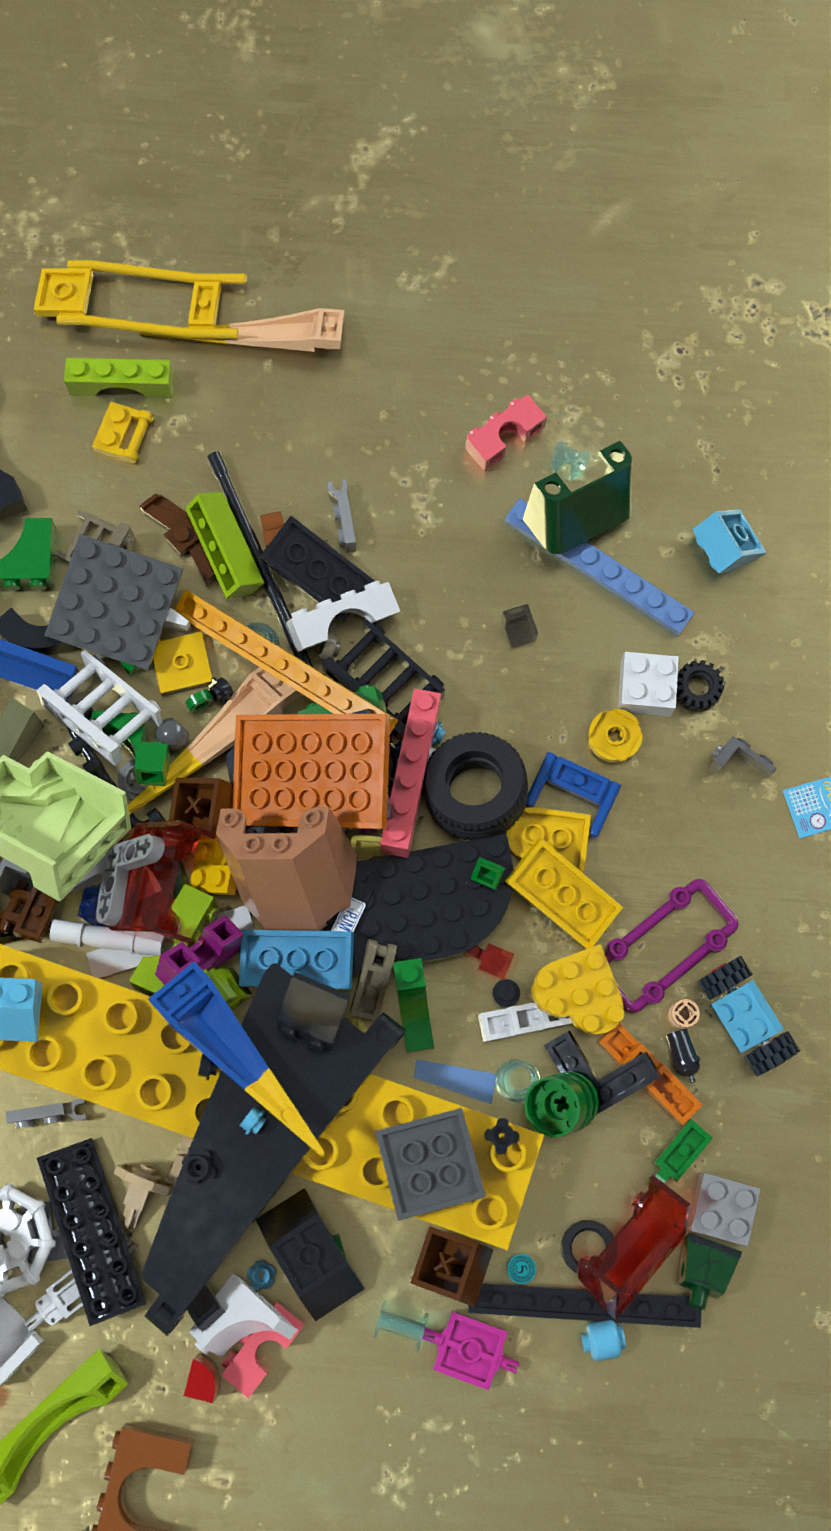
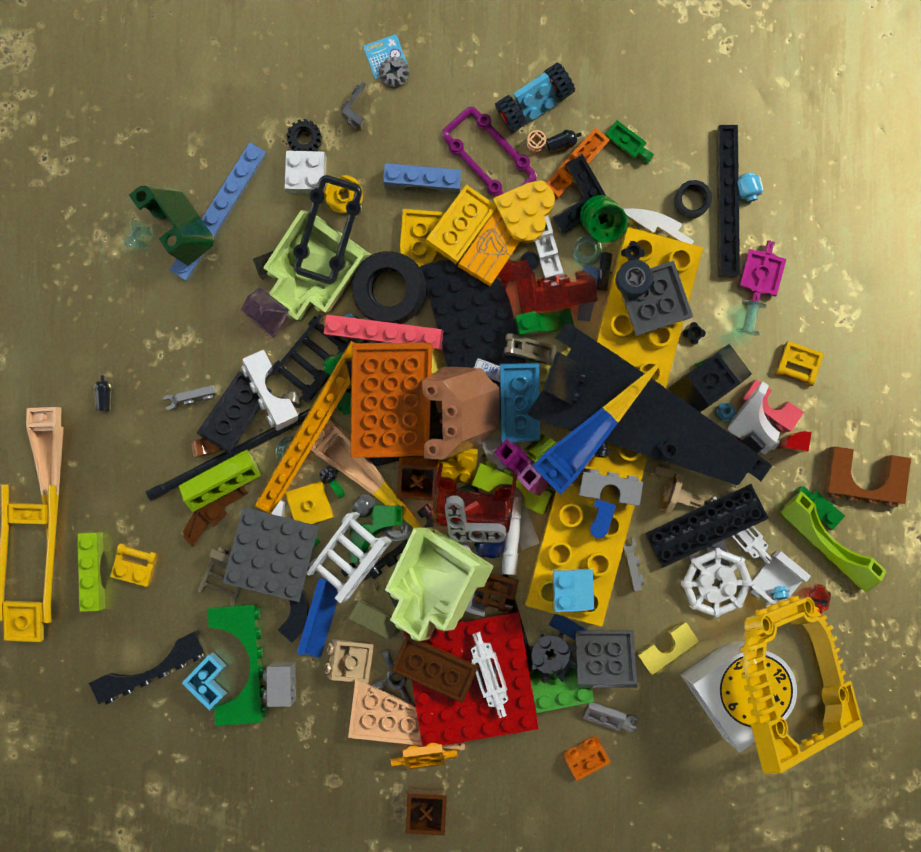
camera: 90 degrees left, 10 degrees up
(99, 1057) = (603, 518): none -> blue leg
(100, 1420) = (827, 512): none -> green plate
(148, 1102) = (628, 489): none -> light grey arch
(253, 1120) = (636, 415): medium azure plate -> none
(335, 1403) = (802, 357): none -> yellow plate
(354, 404) = (102, 395): none -> black piece
(376, 1235) = (694, 328): none -> black plate
(452, 1266) = (713, 286): reddish brown brick -> none
(453, 615) = (264, 311): none -> slope
(455, 1015) = (551, 293): none -> clear red hinge
(459, 1121) = (639, 273): none -> black wheel
(485, 1103) = (604, 271): none -> black axle
(487, 873) = (451, 275): green slope -> none
(514, 683) = (300, 292): none -> yellowish green panel
(520, 418) = (106, 270): coral arch -> none
(521, 1268) = (709, 242): teal tile -> none
(522, 932) = (489, 251): none -> light orange tile
(556, 1178) = (651, 221): none -> white slope
(578, 782) = (379, 218): blue plate -> none
(590, 739) = (353, 209): none -> black bar
(635, 845) = (418, 176): none -> medium blue arch
(637, 1249) = (692, 166): clear red windscreen -> none
(706, 1268) = (701, 122): dark green torso -> none
(723, 1209) = (662, 112): light grey brick -> none
(728, 540) = (194, 118): medium azure slope -> none
(787, 827) = (402, 73): none -> light grey gear

